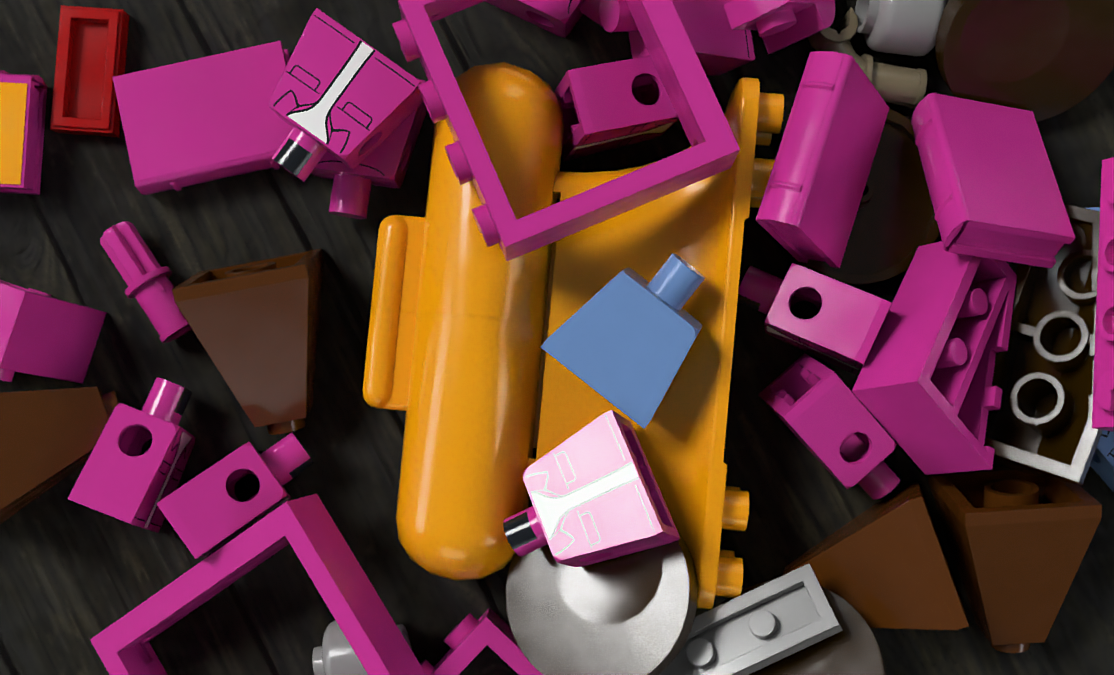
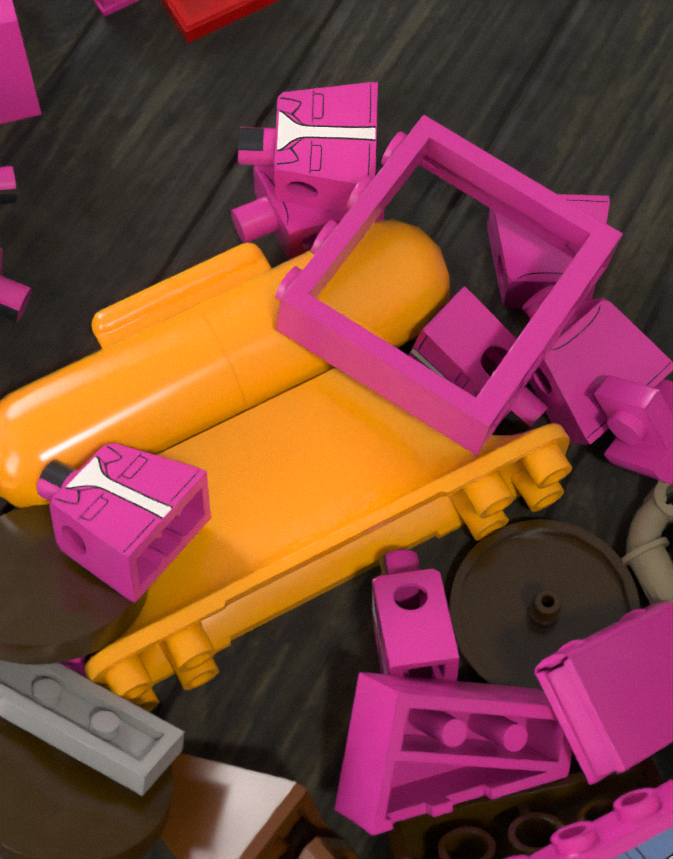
camera: 55 degrees right, 20 degrees down
(145, 279) = (84, 124): dark pink axle -> none
(202, 118) = (231, 75): dark pink piece -> none
(261, 332) = (99, 218): reddish brown slope -> none
(632, 337) = (279, 463): medium blue torso -> none
(823, 159) = (541, 537): dark pink piece -> none
(833, 426) = (319, 680): dark pink torso -> none

